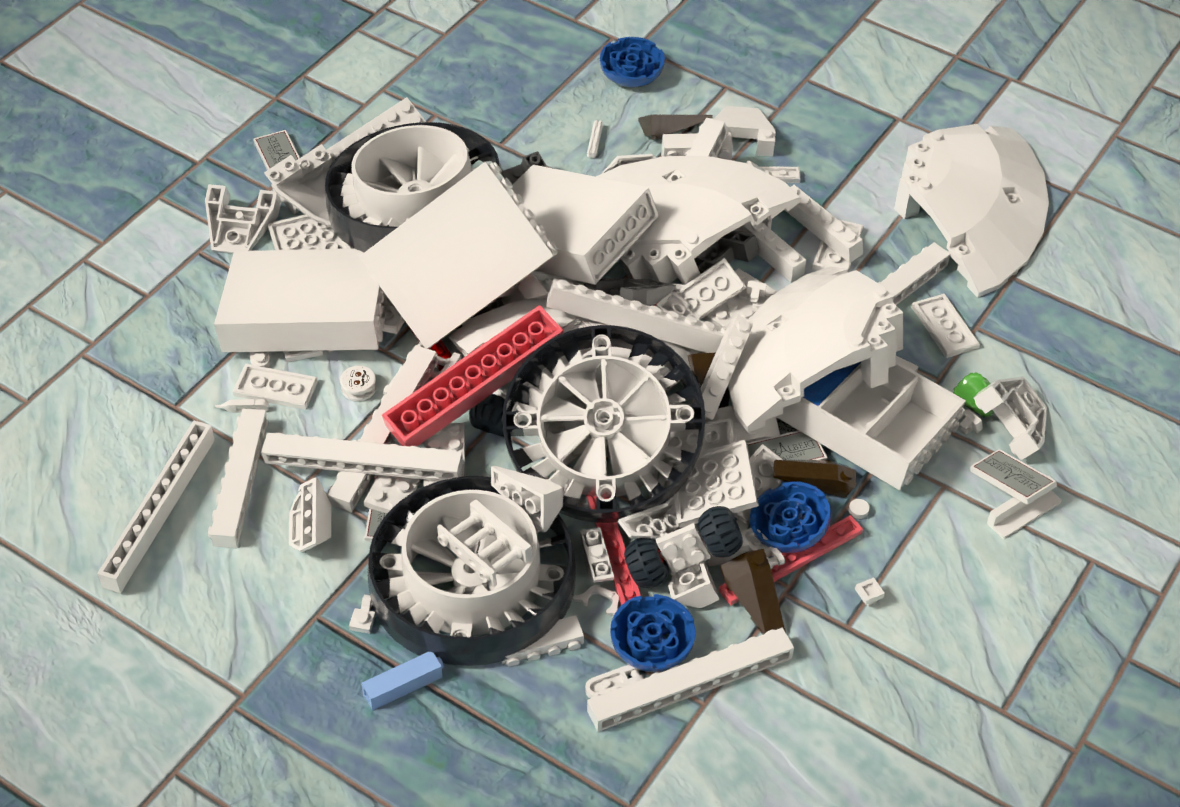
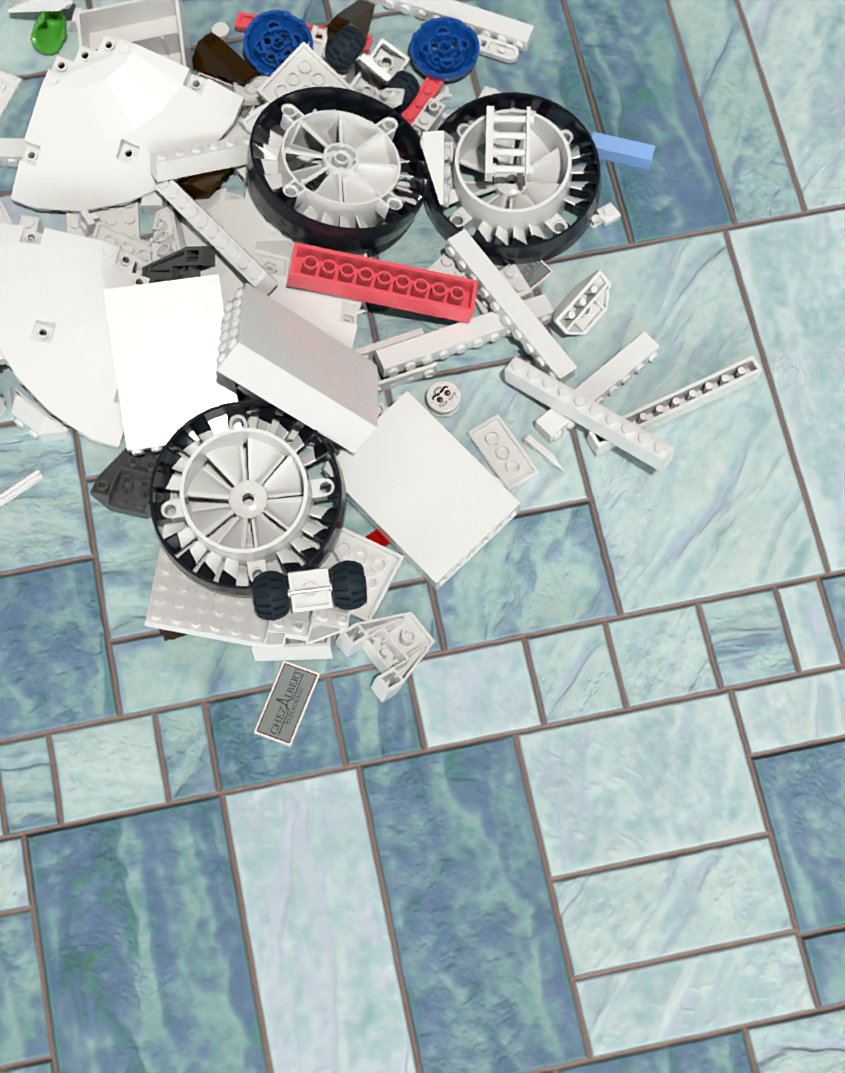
camera: 135 degrees left, 20 degrees up
(215, 427) = (589, 414): none -> white brick
(288, 182) = (310, 590): none -> black plate

